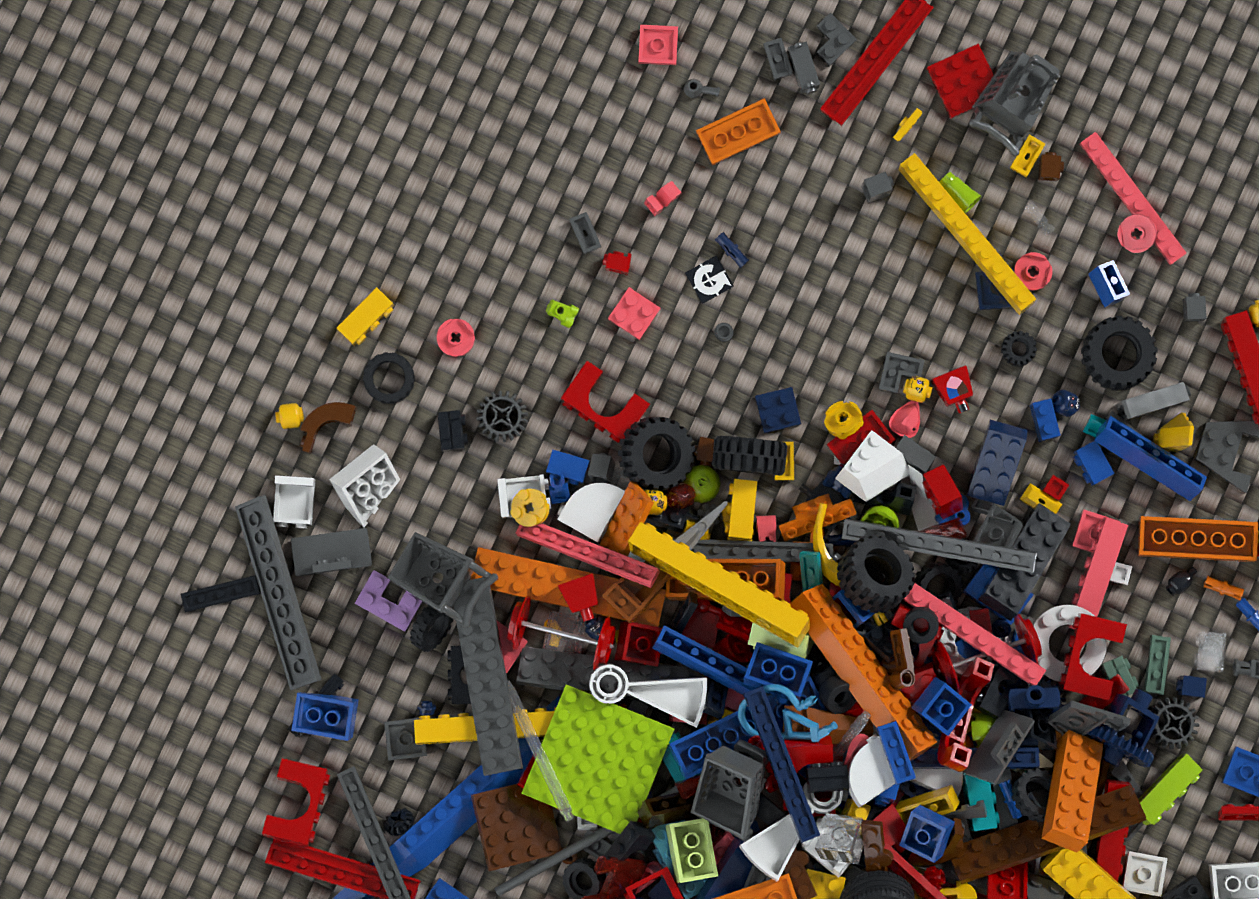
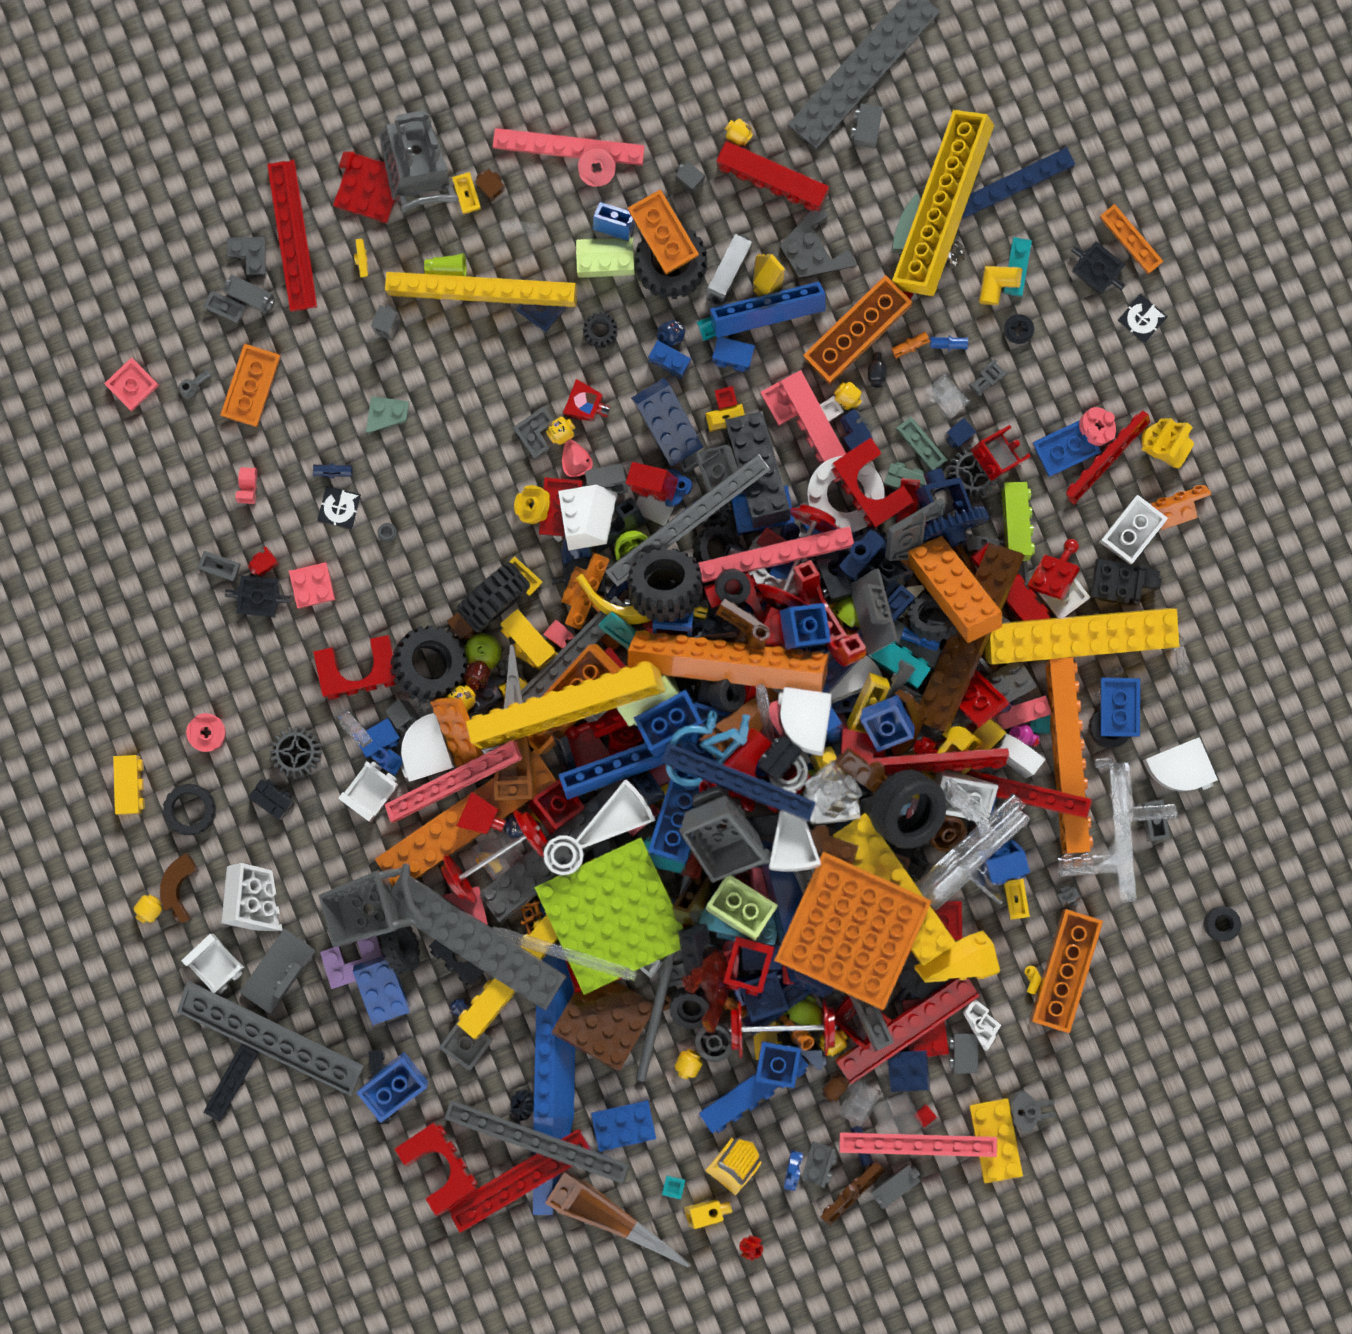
camera: 40 degrees left, 0 degrees up
(387, 640) = (380, 990): none -> blue brick
(519, 507) = (372, 799): yellow plate -> none
(542, 702) = (530, 919): none -> orange piece
(558, 446) = (354, 729): none -> clear piece
(565, 313) = (264, 635): lime plate -> none
(589, 282) = (258, 596): none -> black plate
(778, 410) = (481, 546): dark blue plate -> none
(810, 249) = (385, 413): none -> sand green wing
(896, 753) = (807, 690): blue plate -> none
(916, 480) = (626, 493): white sticker -> none
(952, 528) = (685, 499): clear red plate -> none
(969, 45) = (346, 159): none -> red piece
(1041, 265) = (554, 257): coral plate -> none
(1076, 301) = (604, 257): none -> yellowish green slope
(1124, 607) = (857, 428): none -> dark blue plate
(1135, 328) = (663, 231): none -> orange plate
(1142, 576) = (847, 395): none -> yellow head
(1153, 856) = (1055, 575): none -> red plate
(1202, 728) = (997, 455): none -> red window

